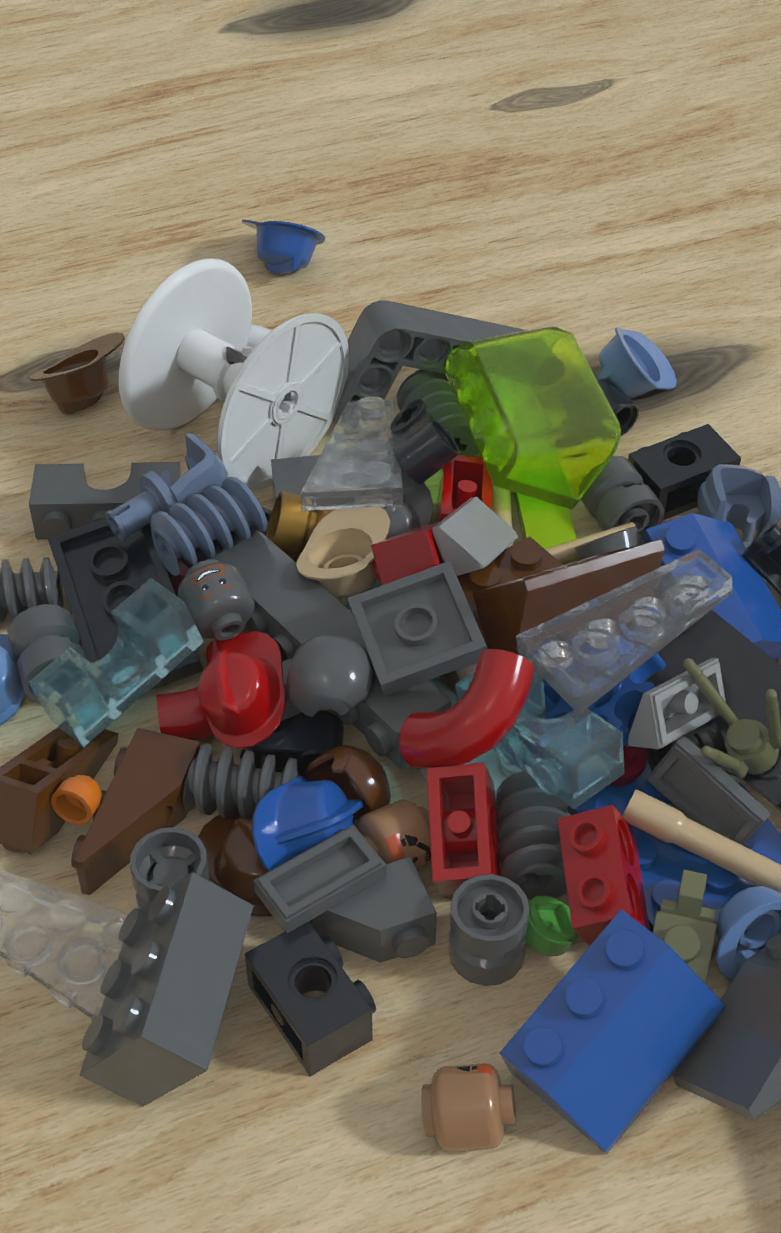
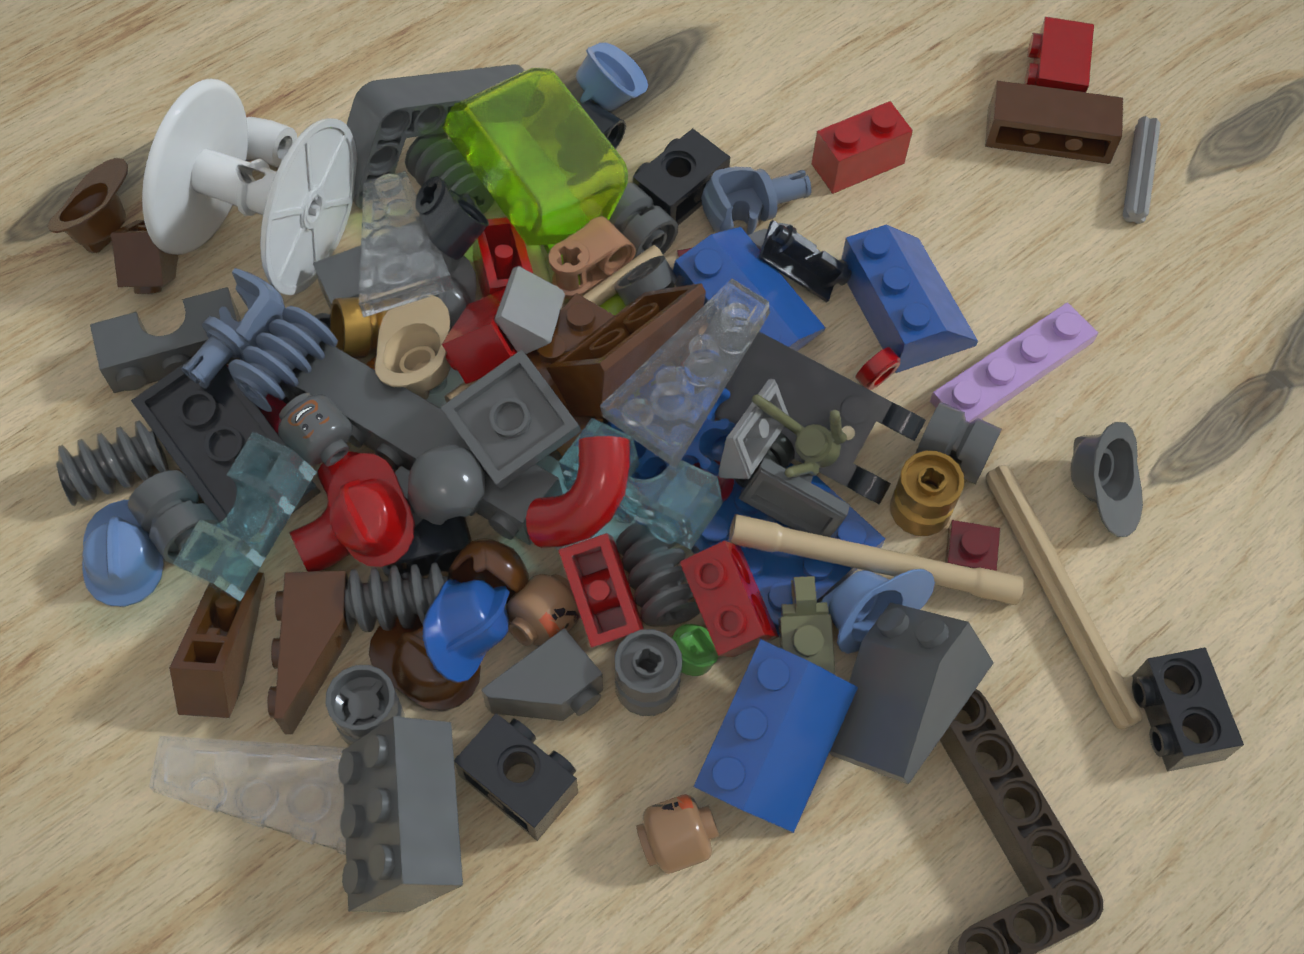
camera: 20 degrees left, 15 degrees up
(77, 799) = (255, 657): orange hinge -> none
(107, 425) = (140, 261): none -> reddish brown slope
(285, 245) = (245, 21): blue piece -> none
(319, 878) = (495, 674): dark grey tile -> none
(559, 513) = (592, 253): none -> nougat piece

